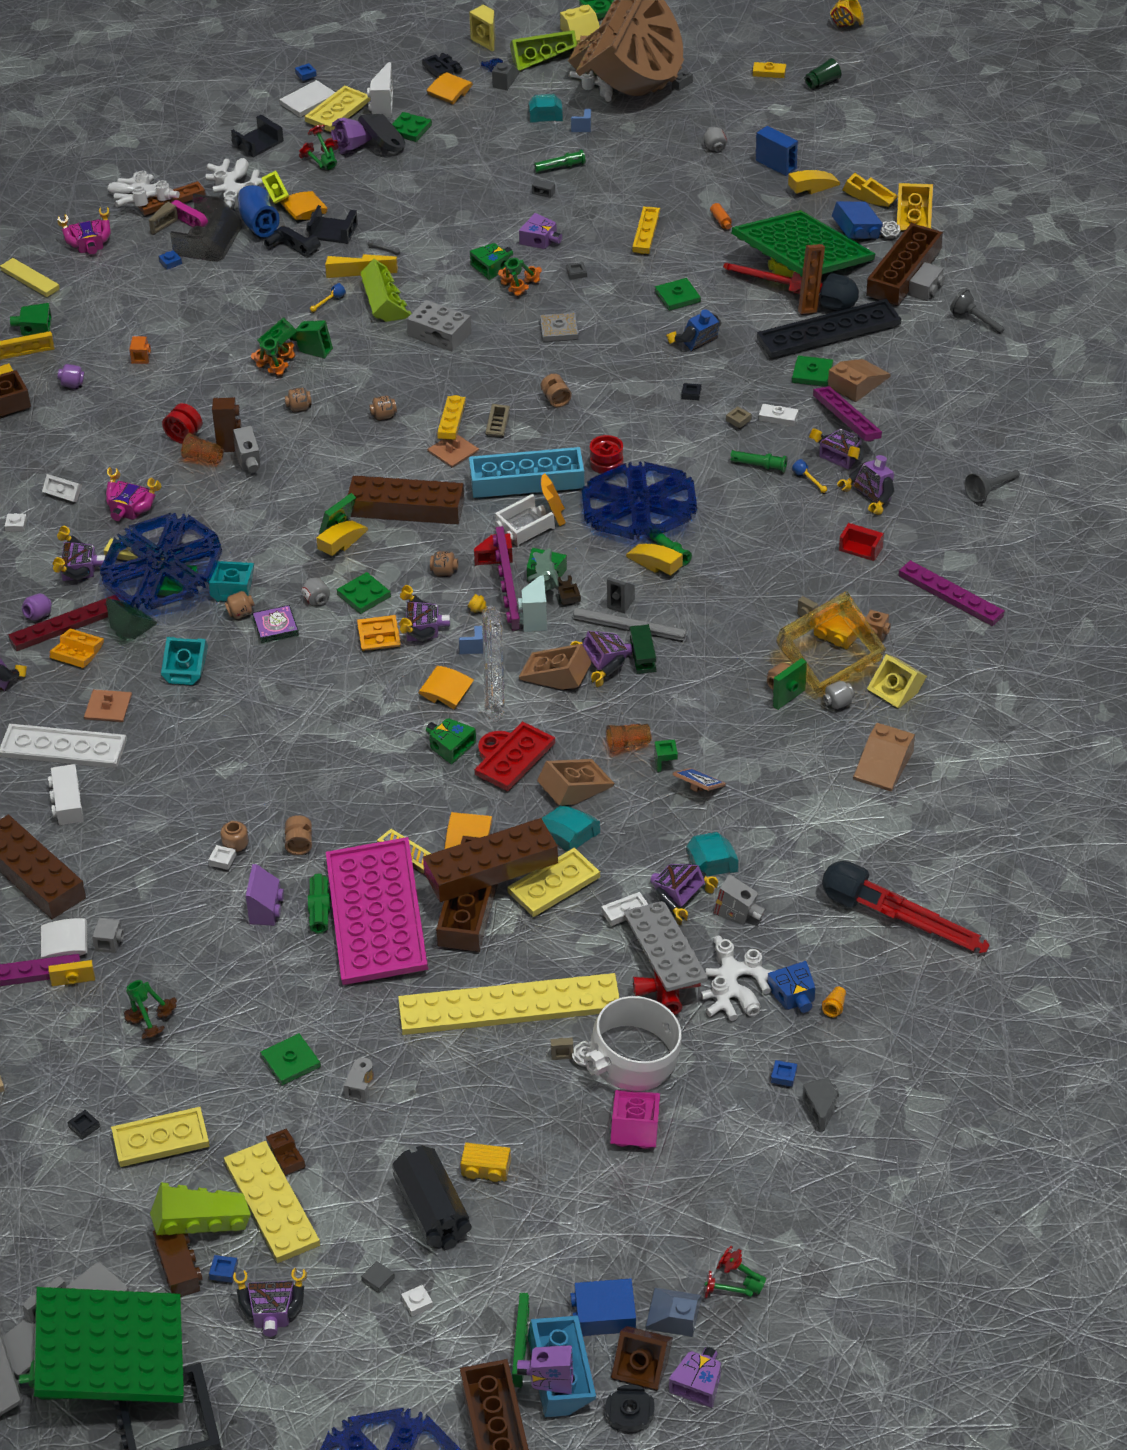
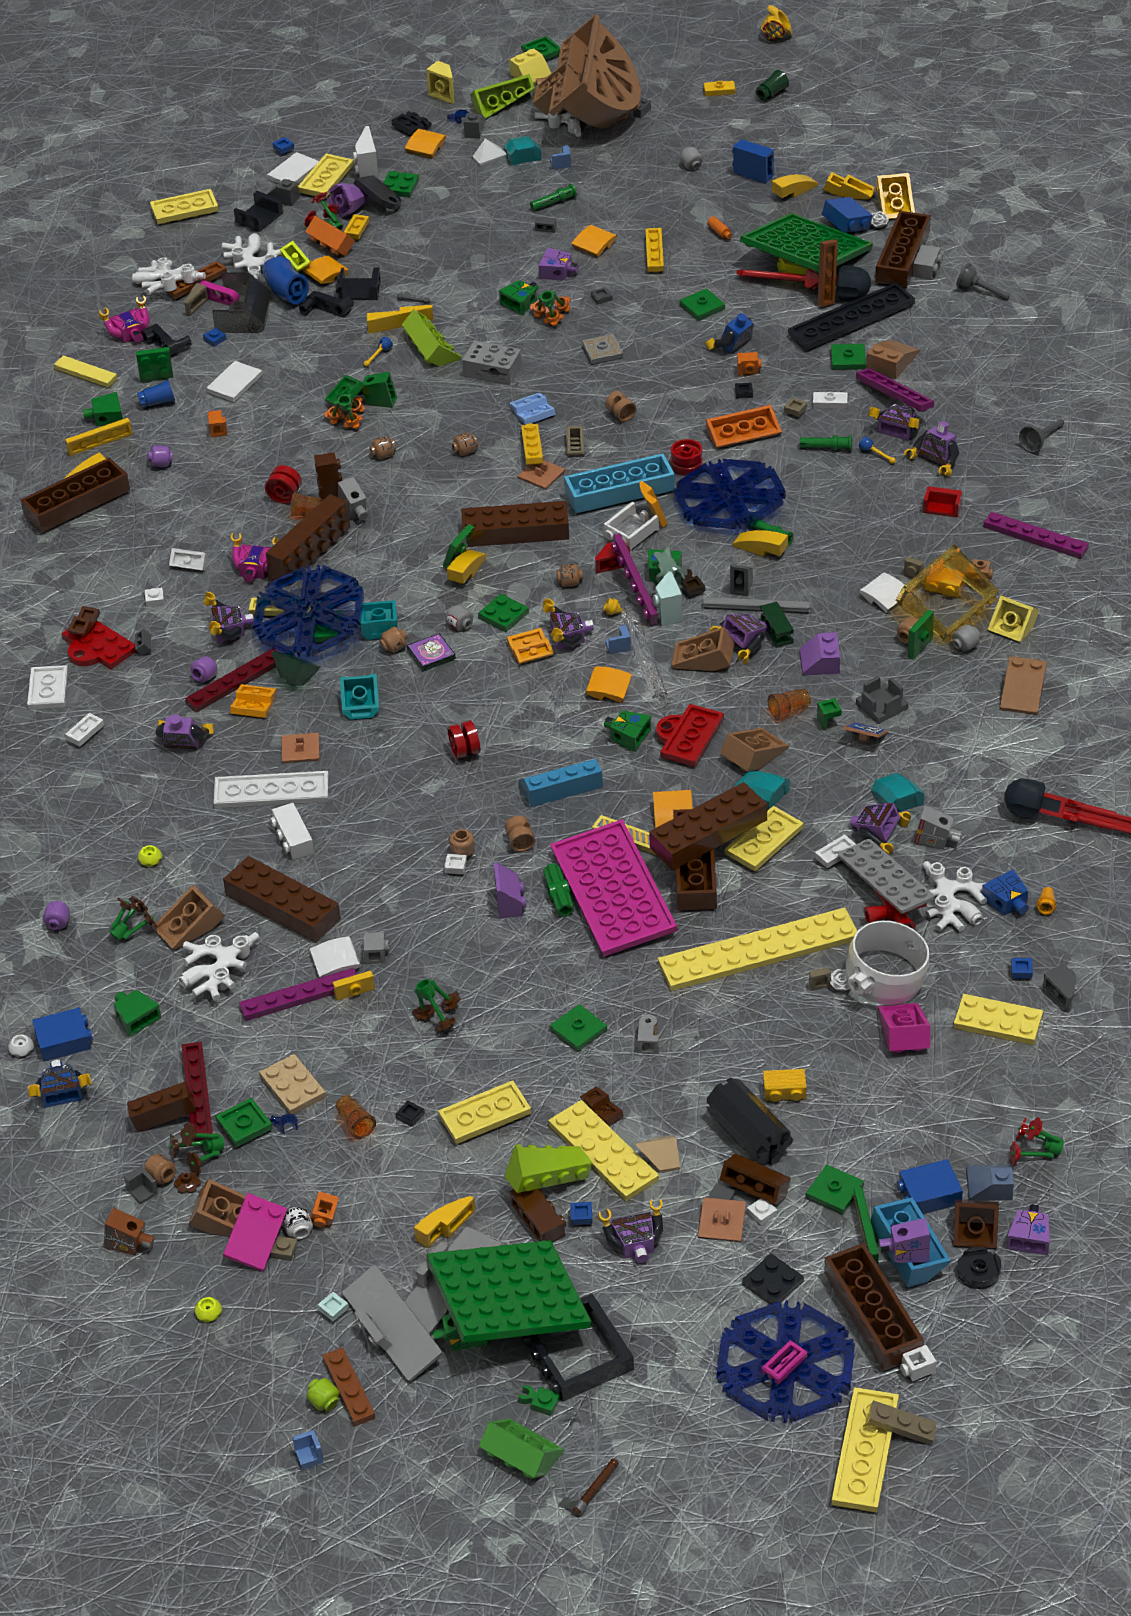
camera: 10 degrees left, 0 degrees up
(24, 1122) = (355, 1117): none -> clear orange plant
(76, 1251) = (444, 1221): none -> yellow slope
(89, 311) = (156, 395): none -> blue plant
(96, 279) = (154, 364): none -> green plate
(122, 263) = (157, 334): none -> black beam
(173, 308) = (234, 381): none -> white tile
(185, 121) = (184, 206): none -> light yellow plate
(188, 483) = (309, 538): none -> reddish brown brick
(273, 723) = (464, 739): none -> red wheel
(291, 120) = (286, 191): none -> dark grey slope
(318, 171) = (329, 236): none -> orange brick
(330, 1215) = (661, 1152): none -> tan slope
(350, 165) = (357, 226): none -> yellow plate
(362, 786) = (562, 782): none -> dark azure slope
(370, 1302) = (722, 1219): none -> nougat piece
(403, 1381) = (772, 1279): none -> black plate
(418, 1263) = (755, 1179): none -> reddish brown brick
(465, 380) = (532, 408): none -> light blue slope
(501, 1289) = (834, 1189): none -> green plate
(510, 106) = (488, 153): none -> white slope
(587, 211) = (593, 240): none -> light orange slope
(677, 430) = (742, 426): none -> orange slope
(679, 690) = (821, 655): none -> medium lavender slope
(703, 363) = (748, 363): none -> orange brick
(728, 750) = (882, 700): none -> dark grey panel
(741, 1127) = (998, 1019): none -> light yellow plate
(766, 630) = (883, 591): none -> white slope

